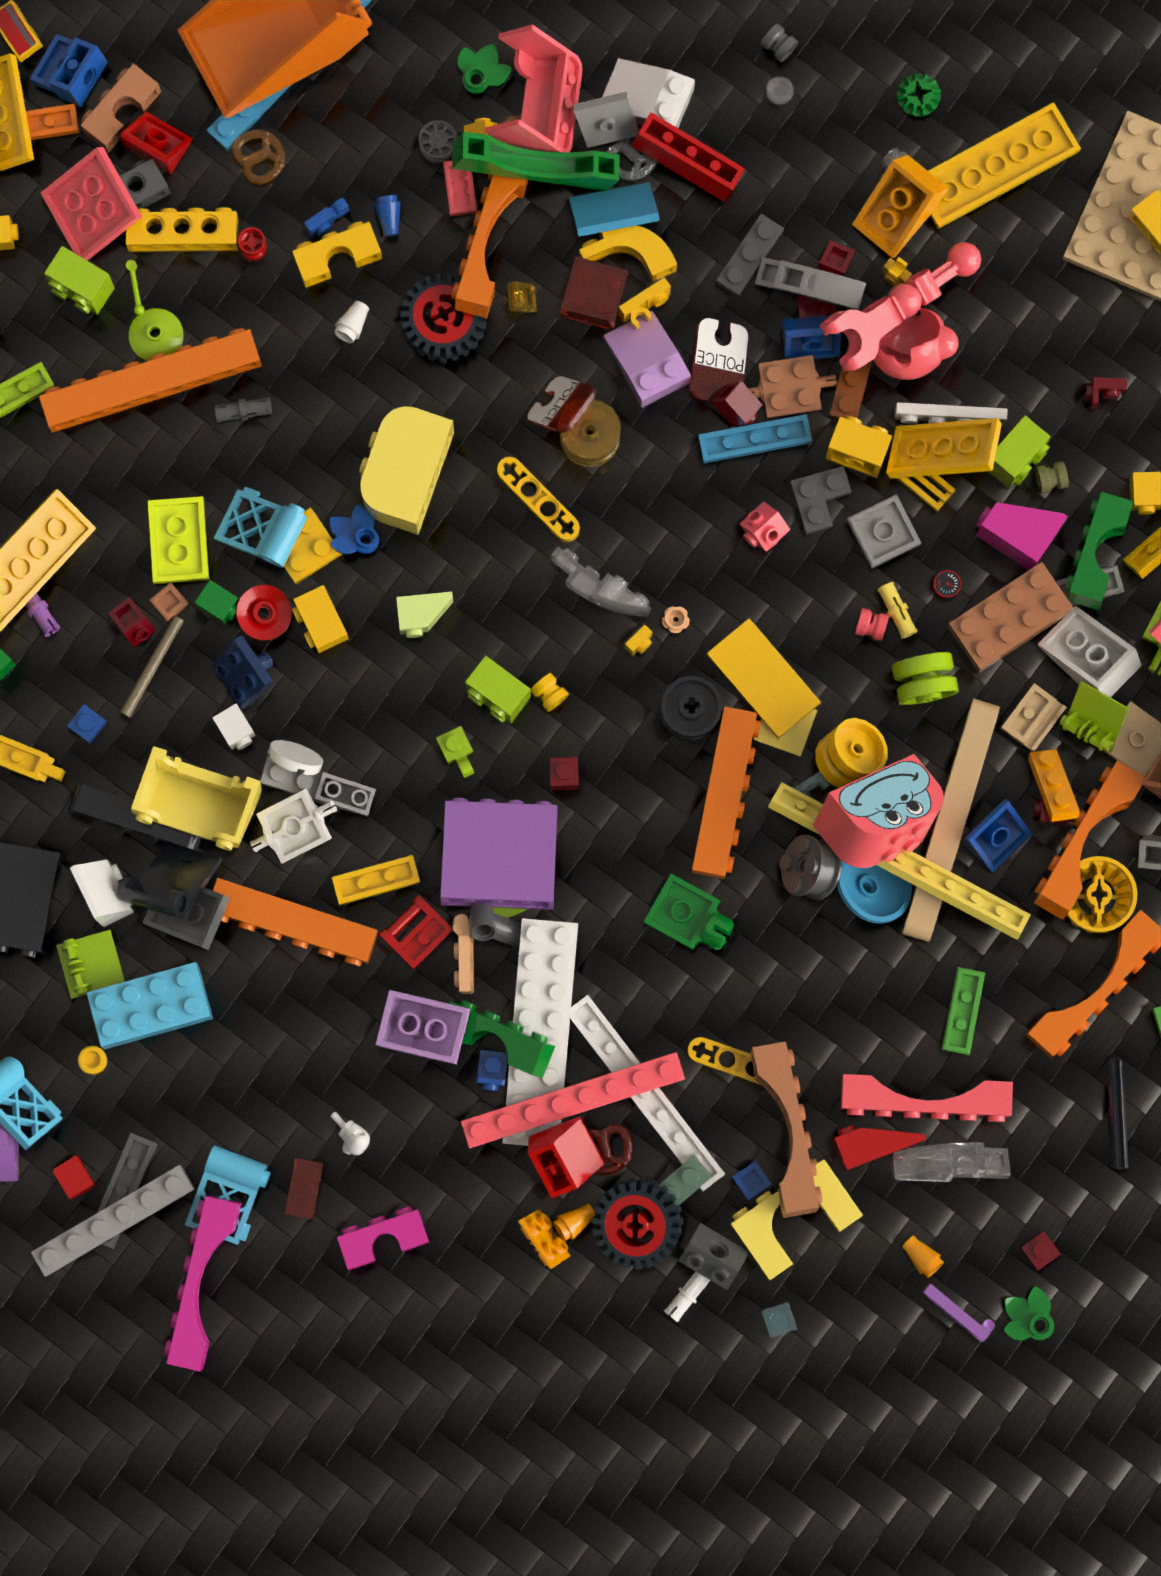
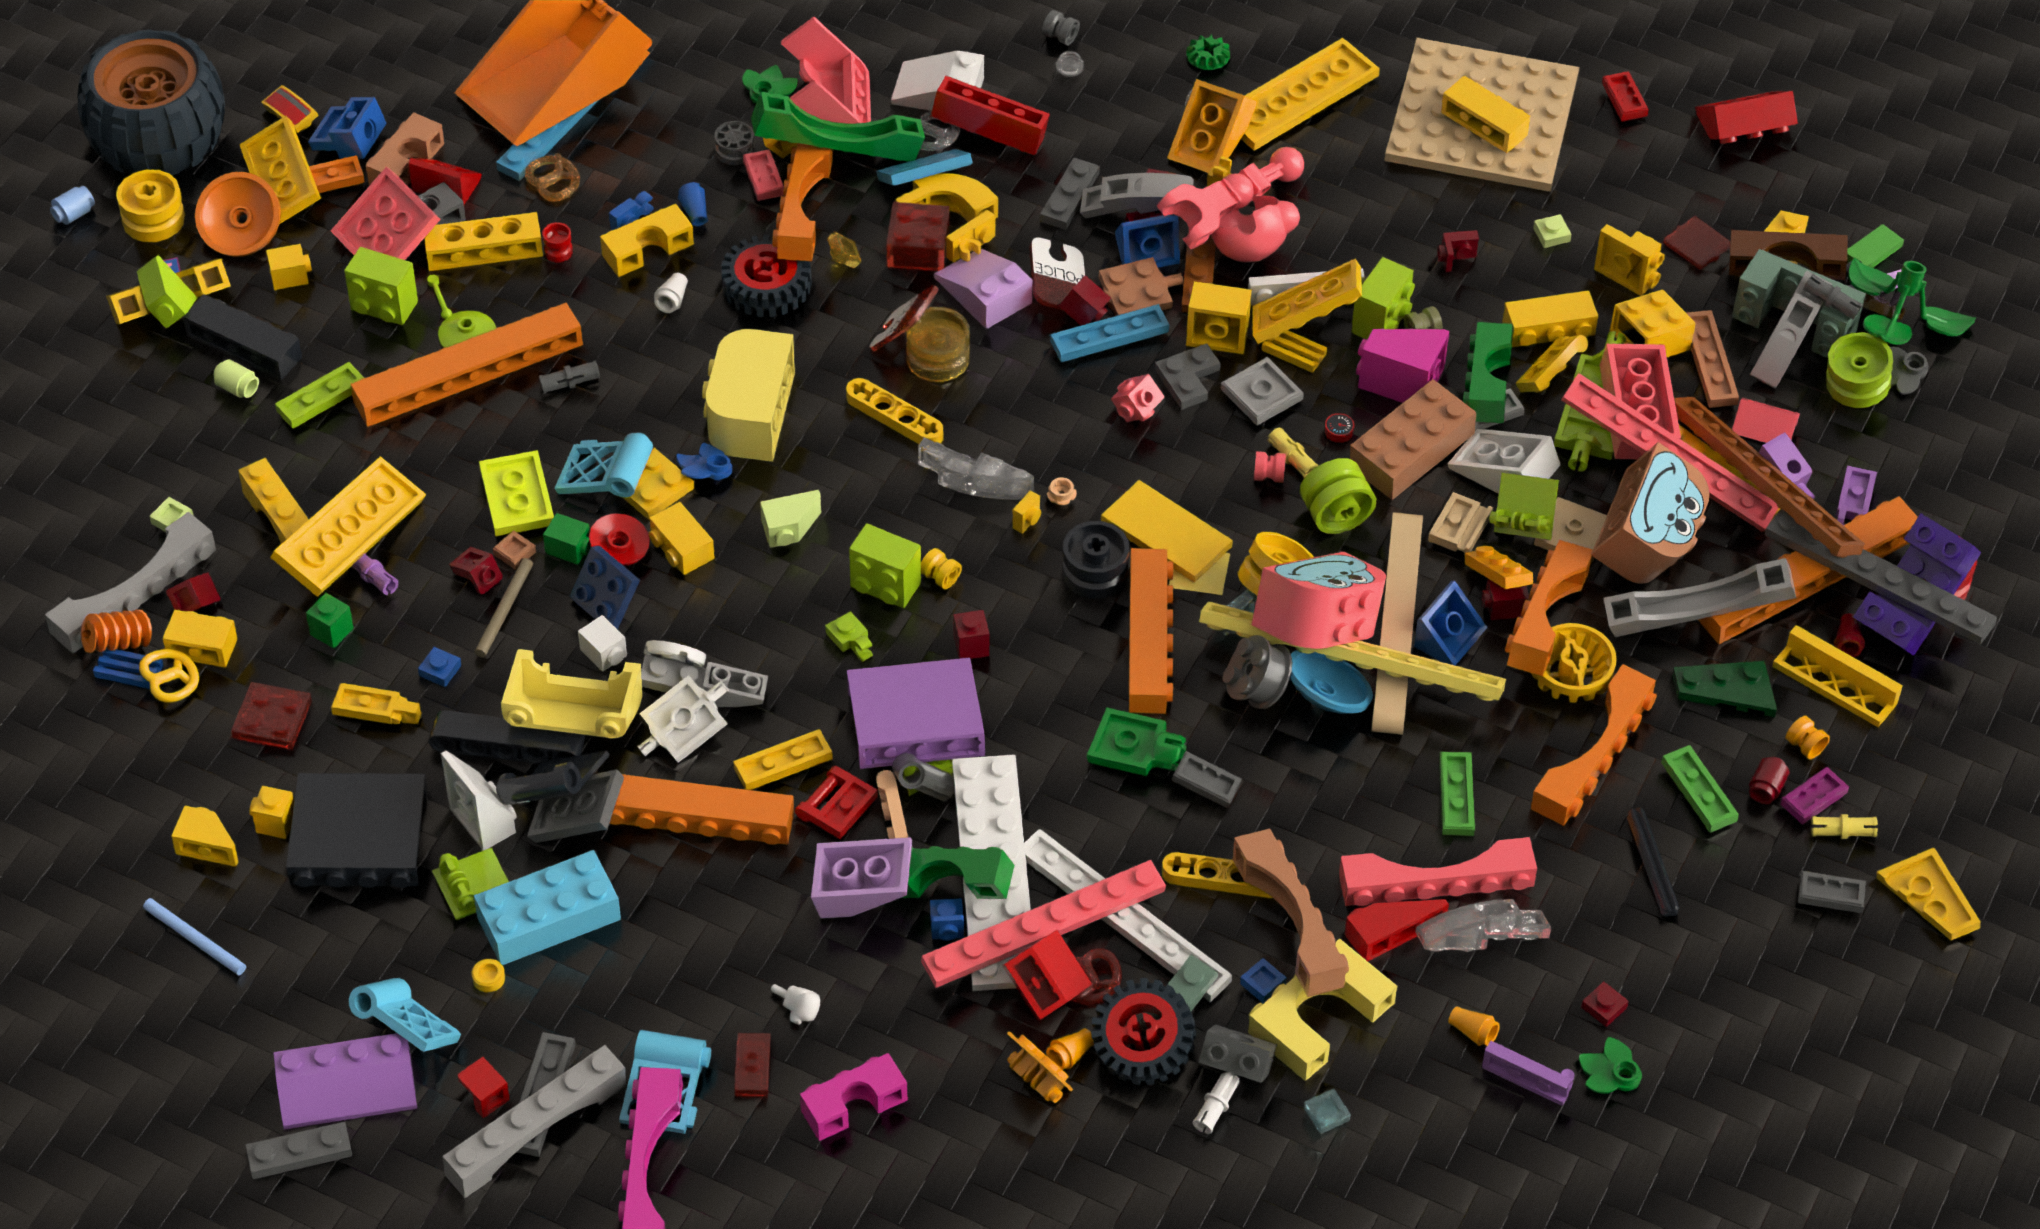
camera: 10 degrees left, 30 degrees down
(606, 119) = (902, 92): light grey plate -> none
(744, 963) = (1206, 779): none -> dark grey plate

